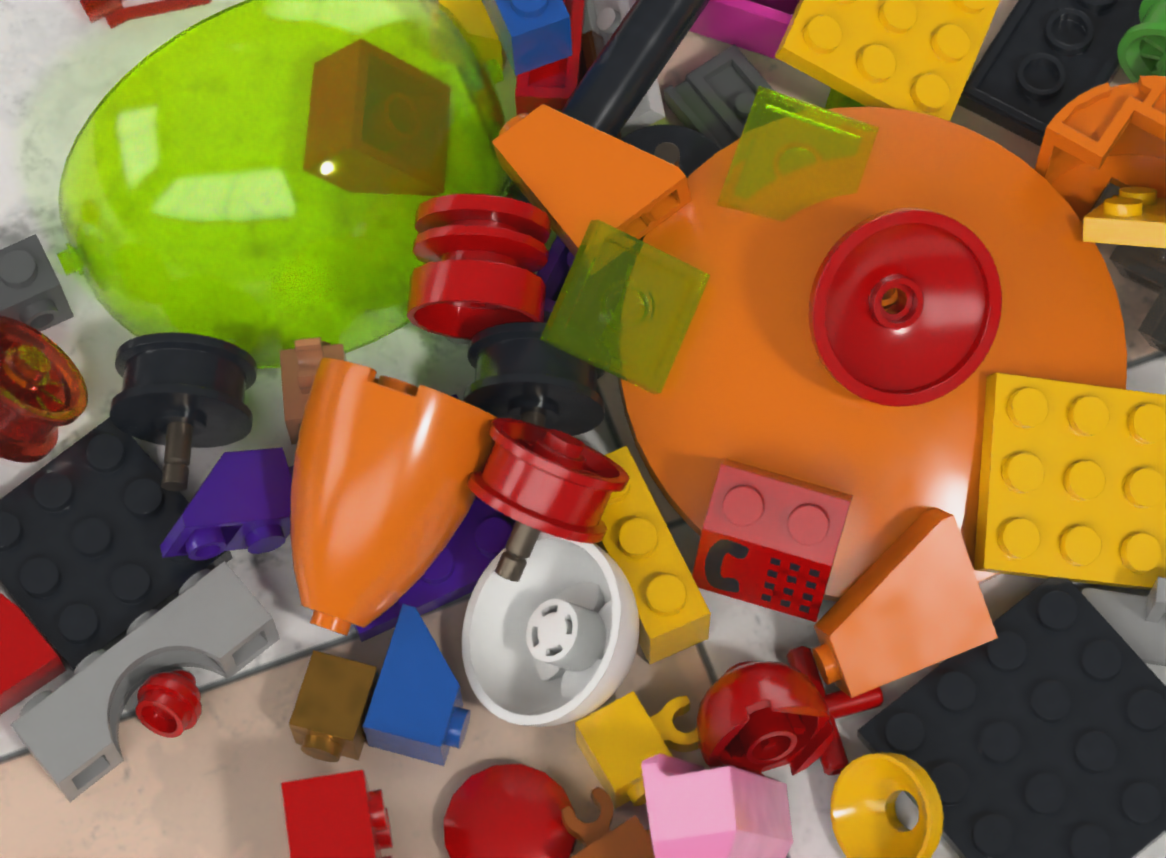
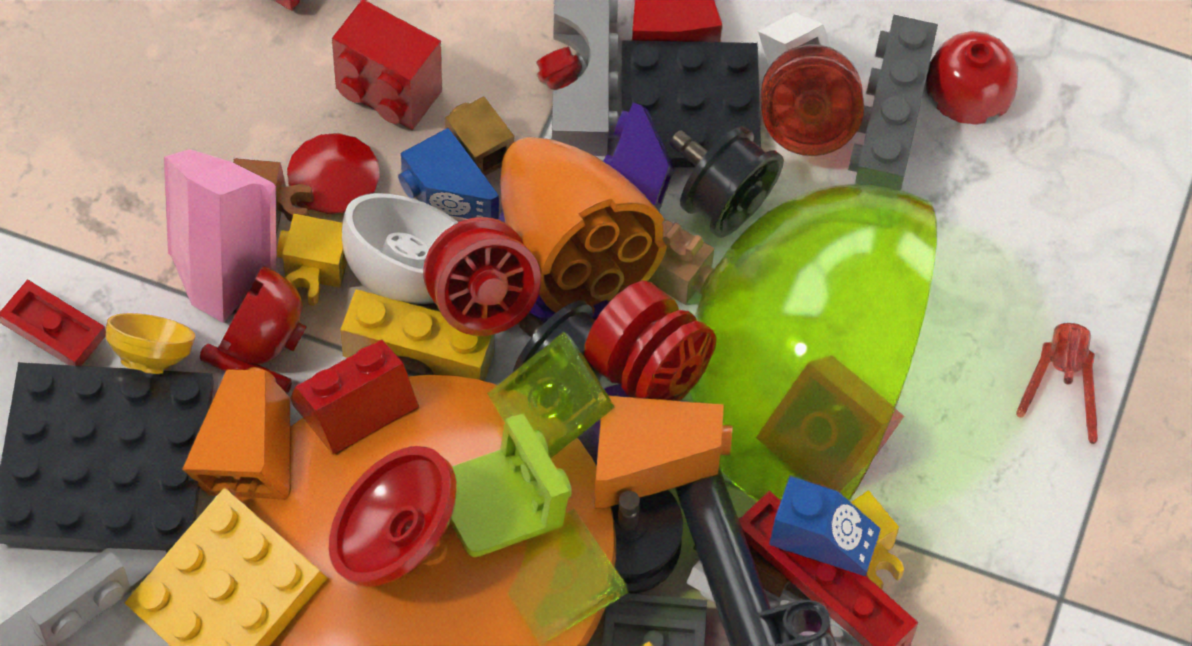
camera: 125 degrees right, 5 degrees down
(762, 250) = (509, 492): none -> lime bracket

